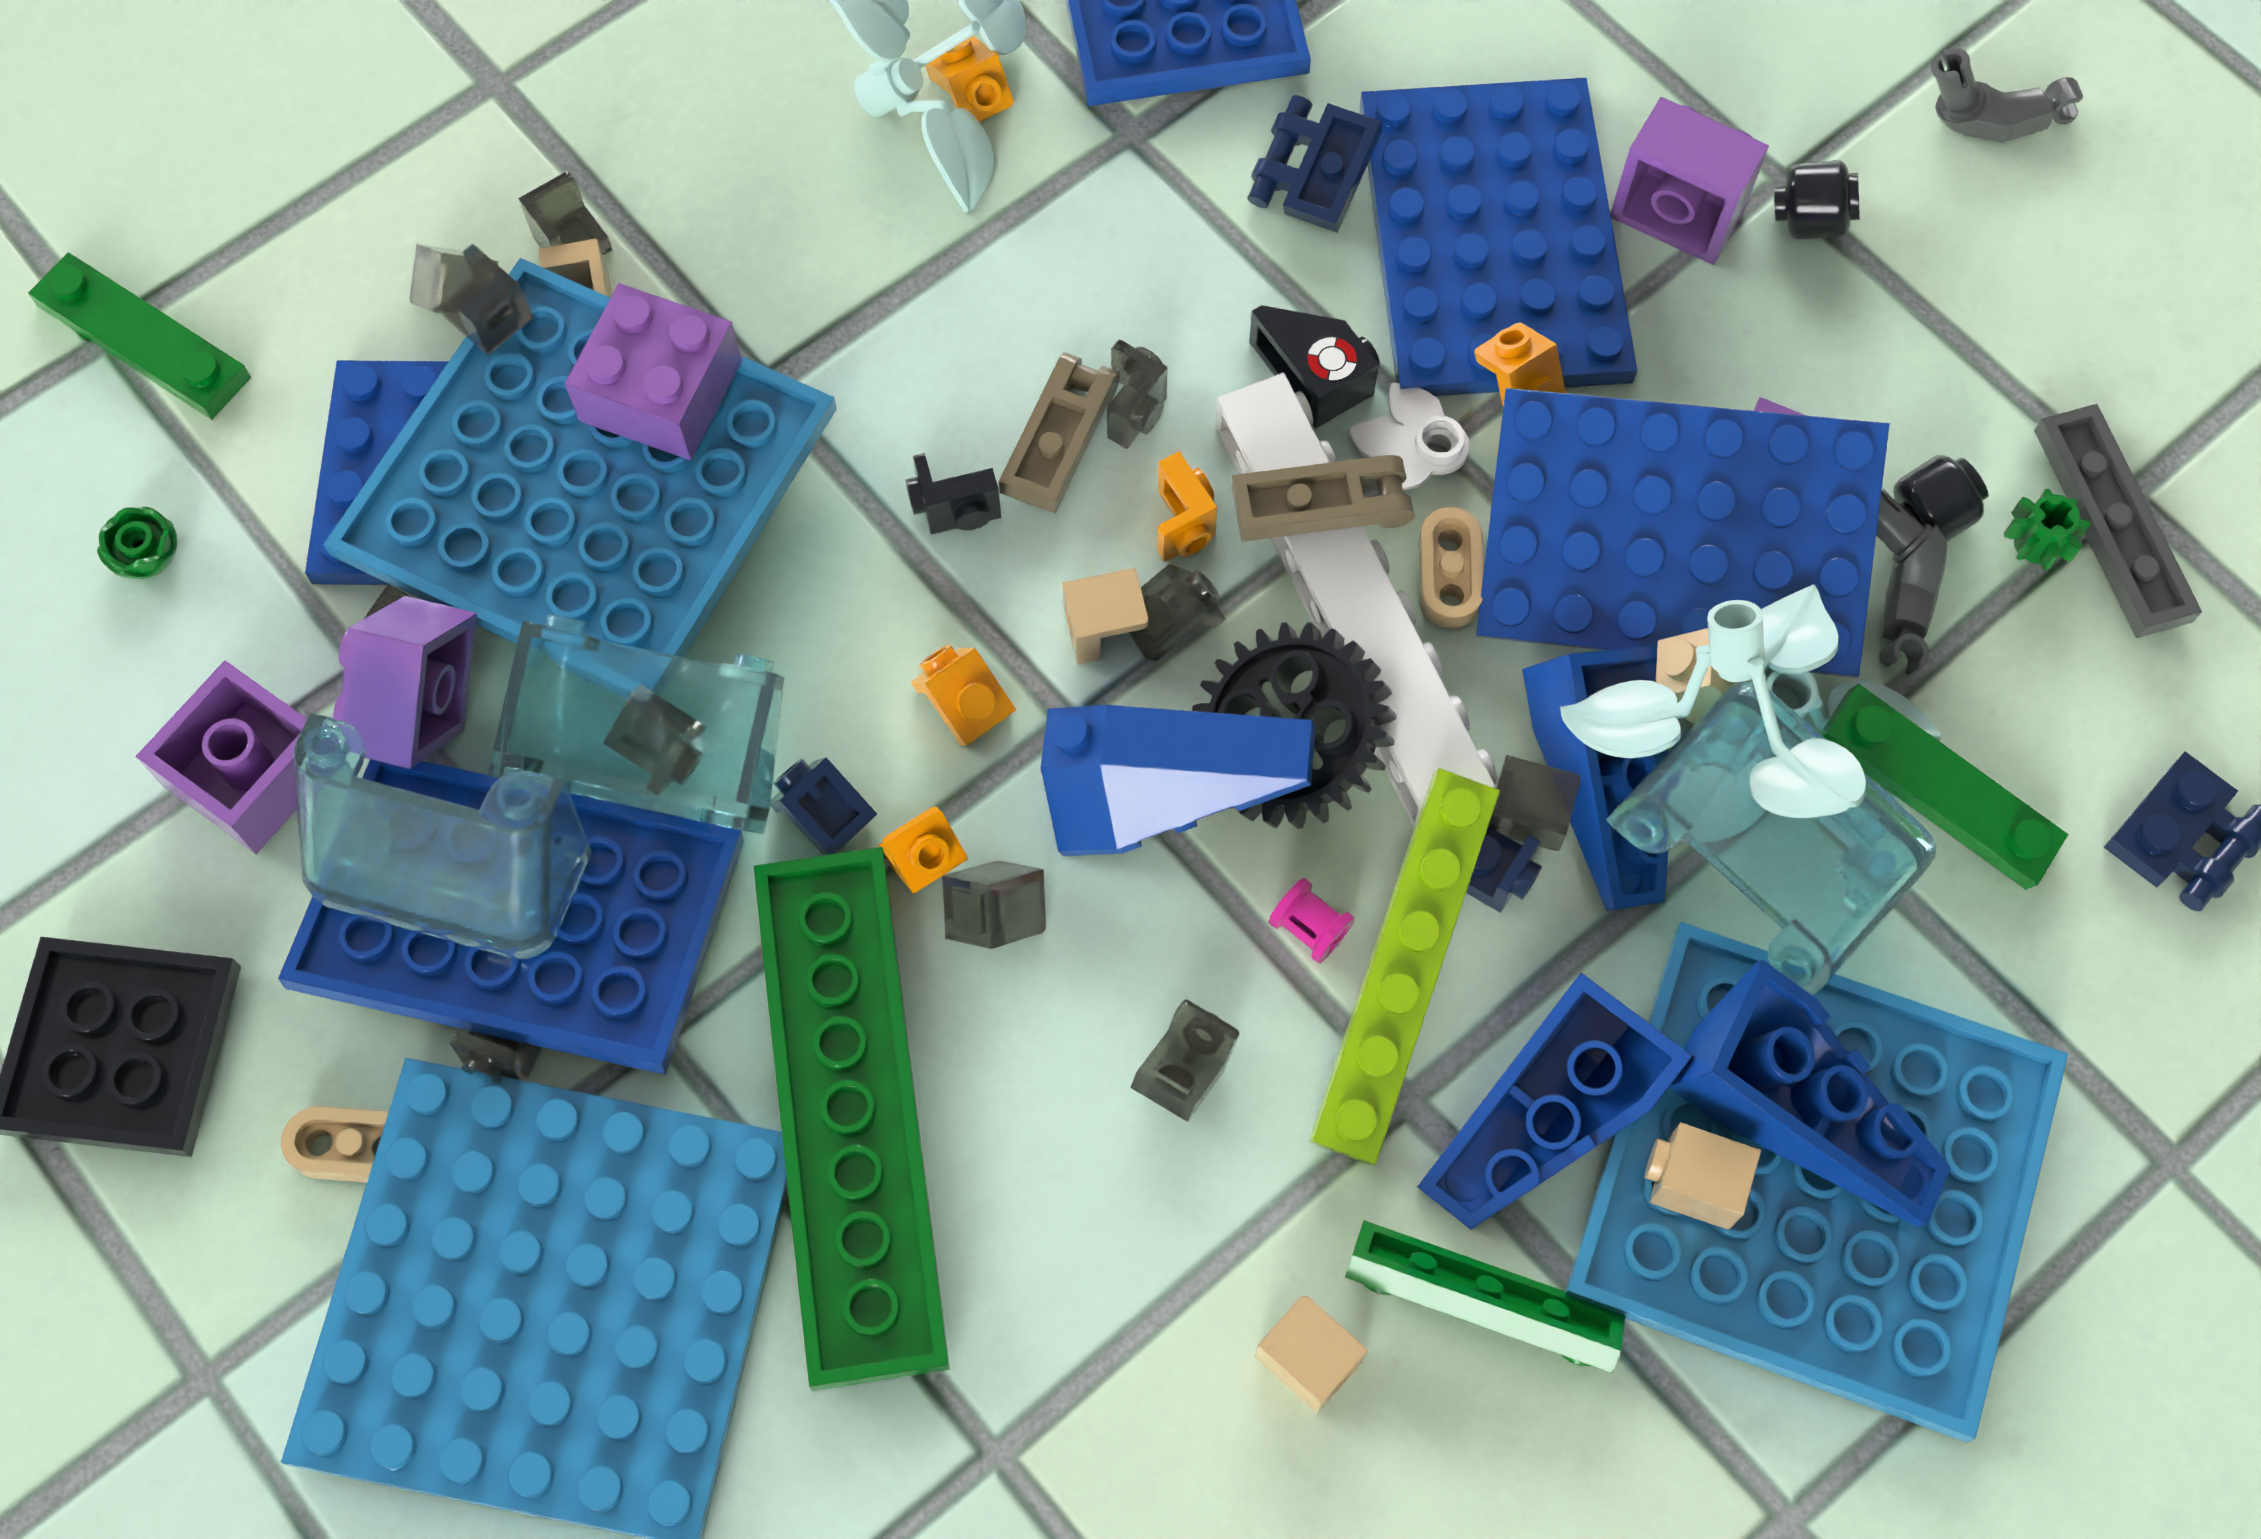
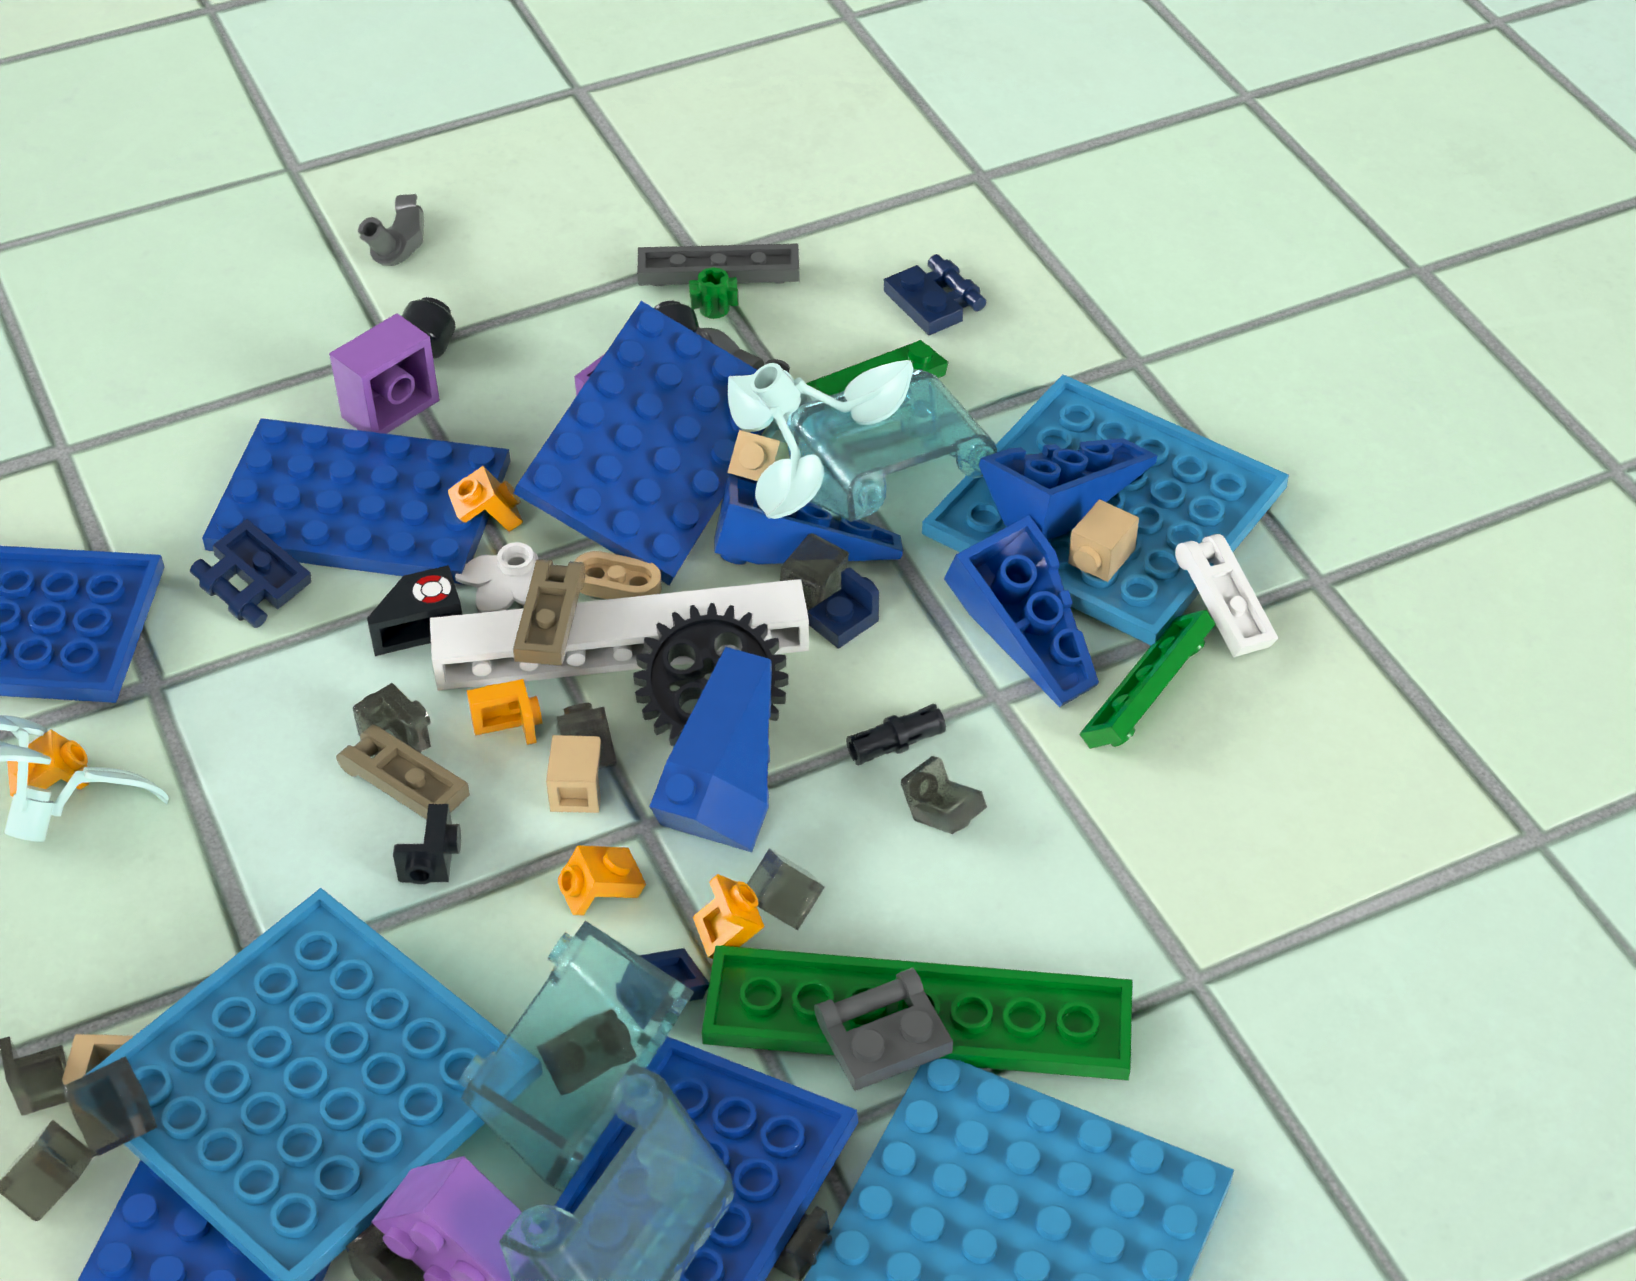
camera: 75 degrees left, 20 degrees down
(654, 371) = (251, 986): medium lavender brick -> none
(775, 1085) = (889, 1043): none -> dark grey plate
(1290, 980) = (896, 734): none -> black pin
(1310, 1353) = (1173, 772): tan panel -> none
(1311, 920) = (857, 709): dark pink bush -> none
(1404, 967) = (912, 661): lime plate -> none
(1675, 1380) = (1227, 594): none -> white plate

